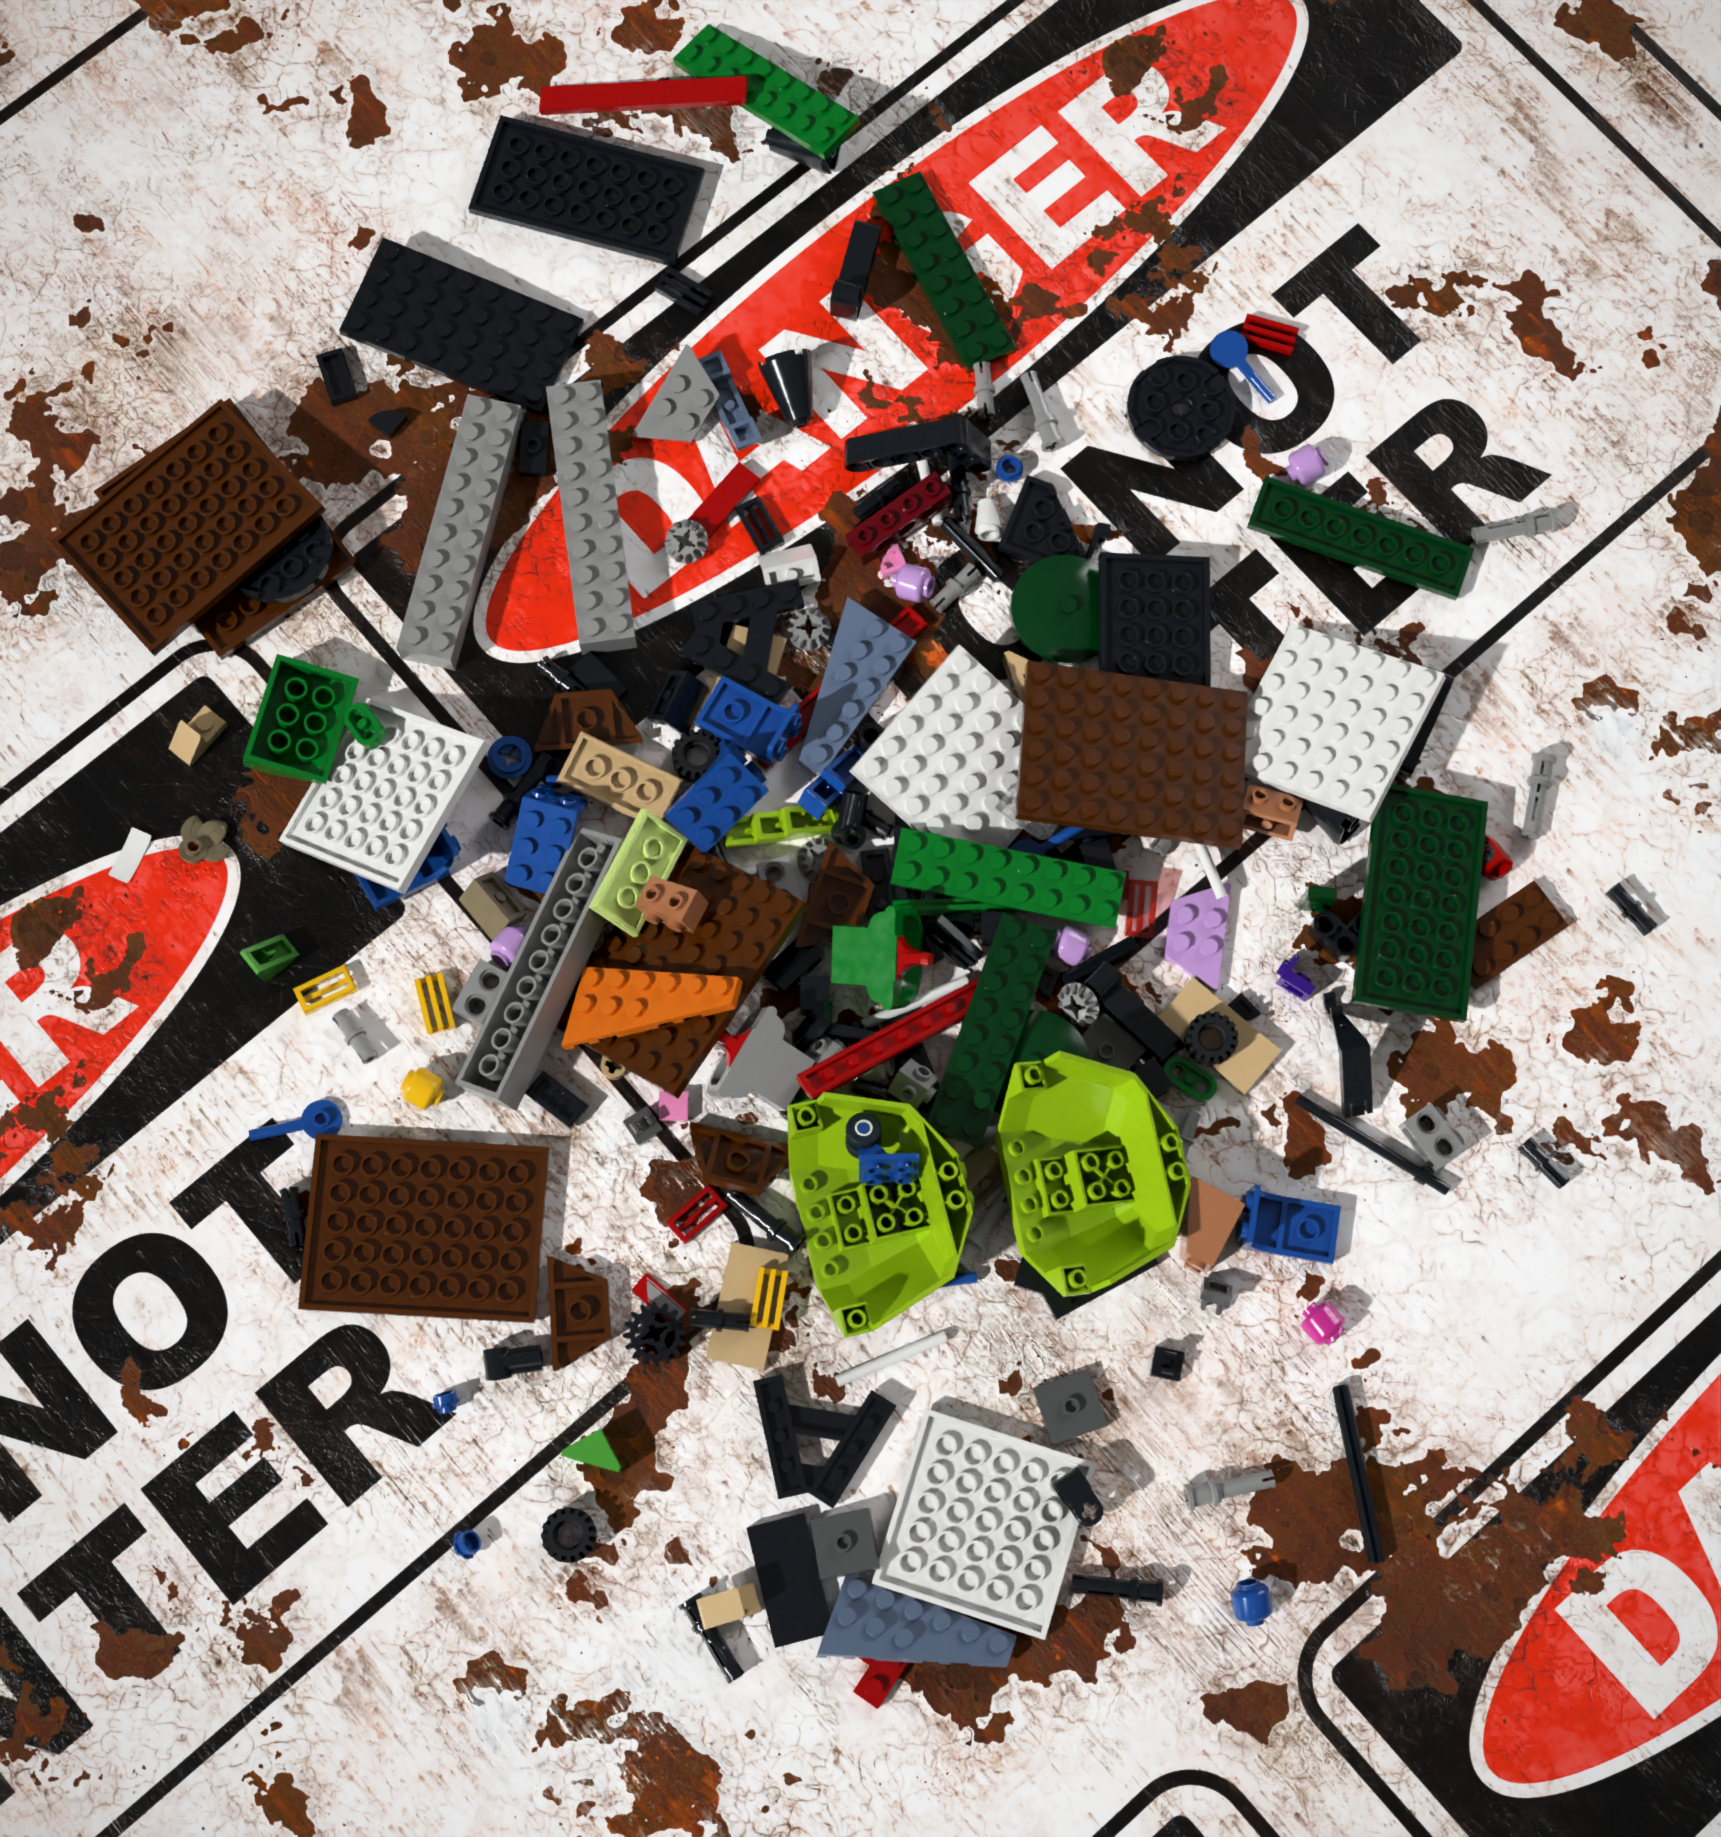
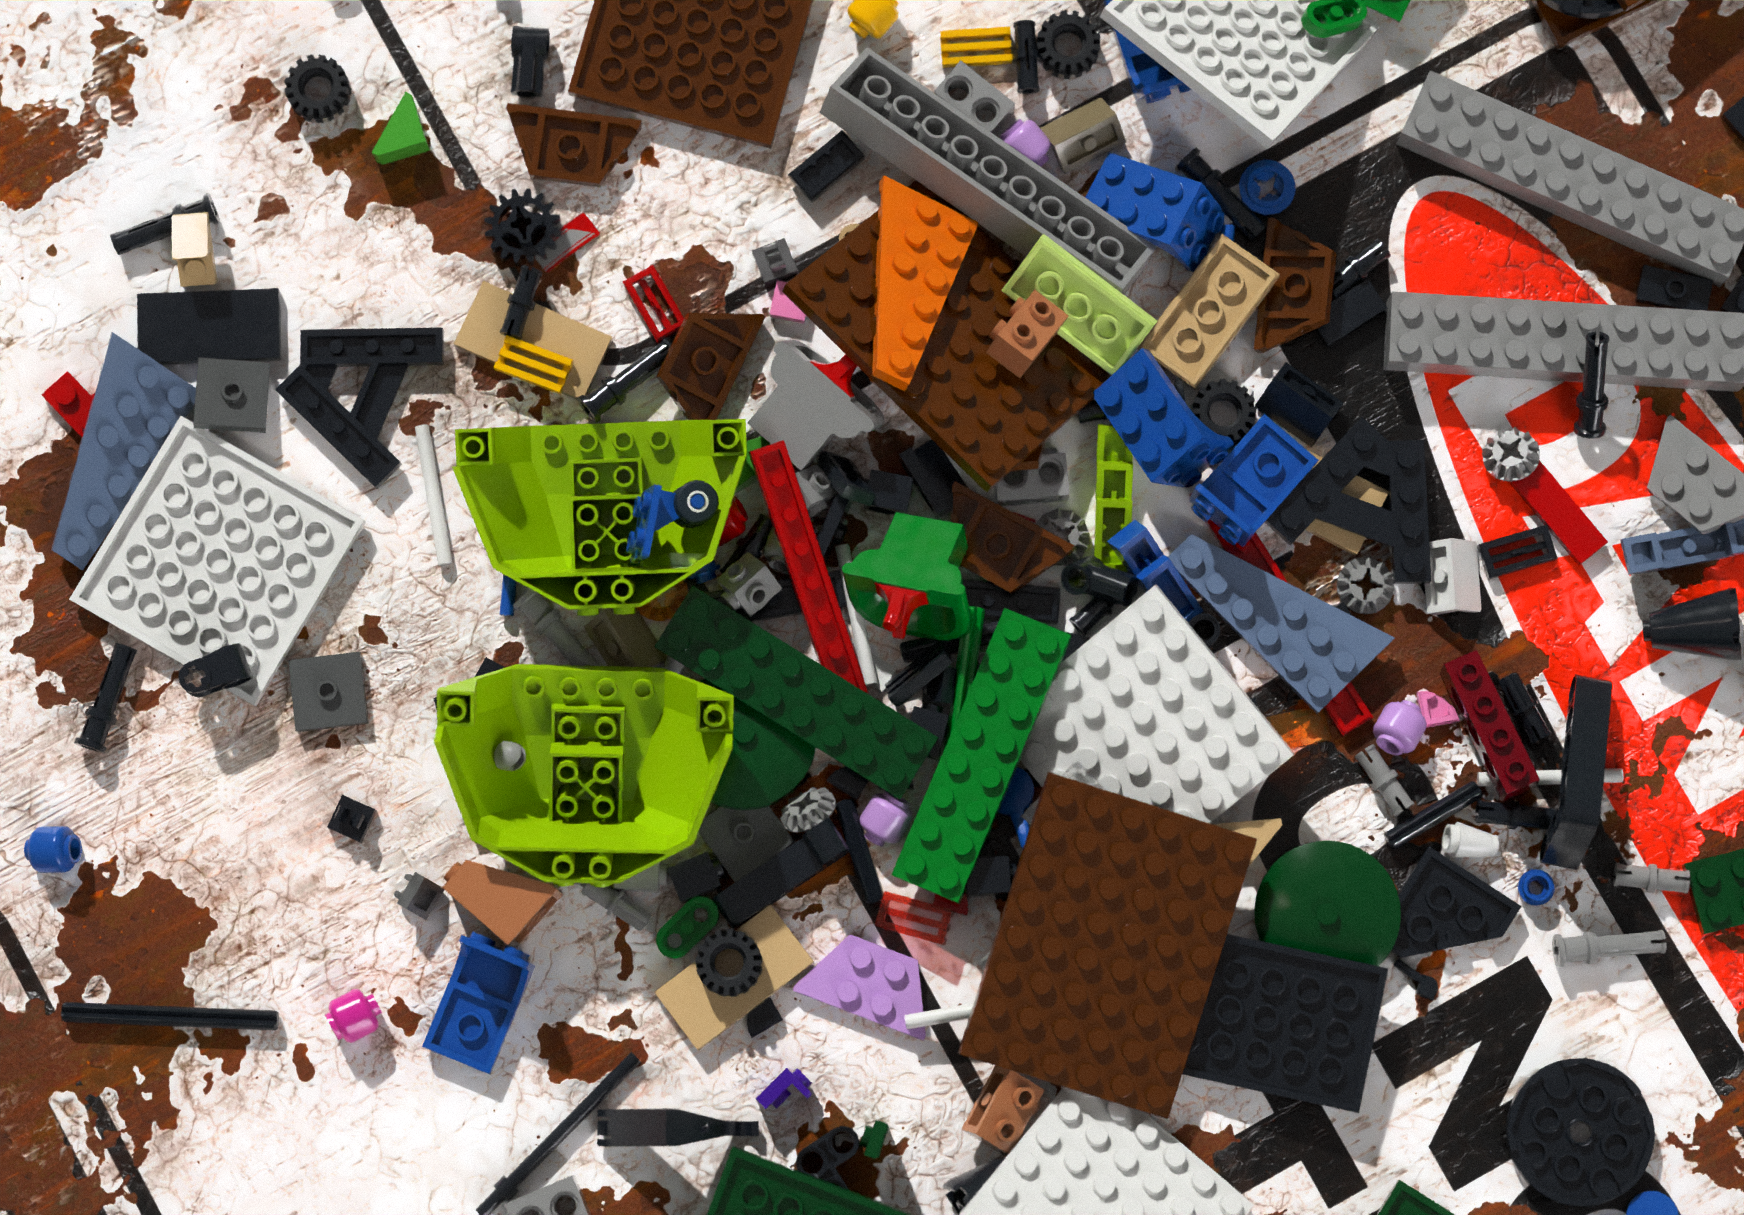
camera: 105 degrees right, 5 degrees up
(413, 915) = (1068, 24): none -> black tyre
(436, 961) = (1025, 34): none -> black pin
(634, 486) = (1592, 399): none -> black pin
(1094, 1239) = (509, 756): none -> light grey hinge
(1215, 1491) = (189, 837): light grey pin -> none

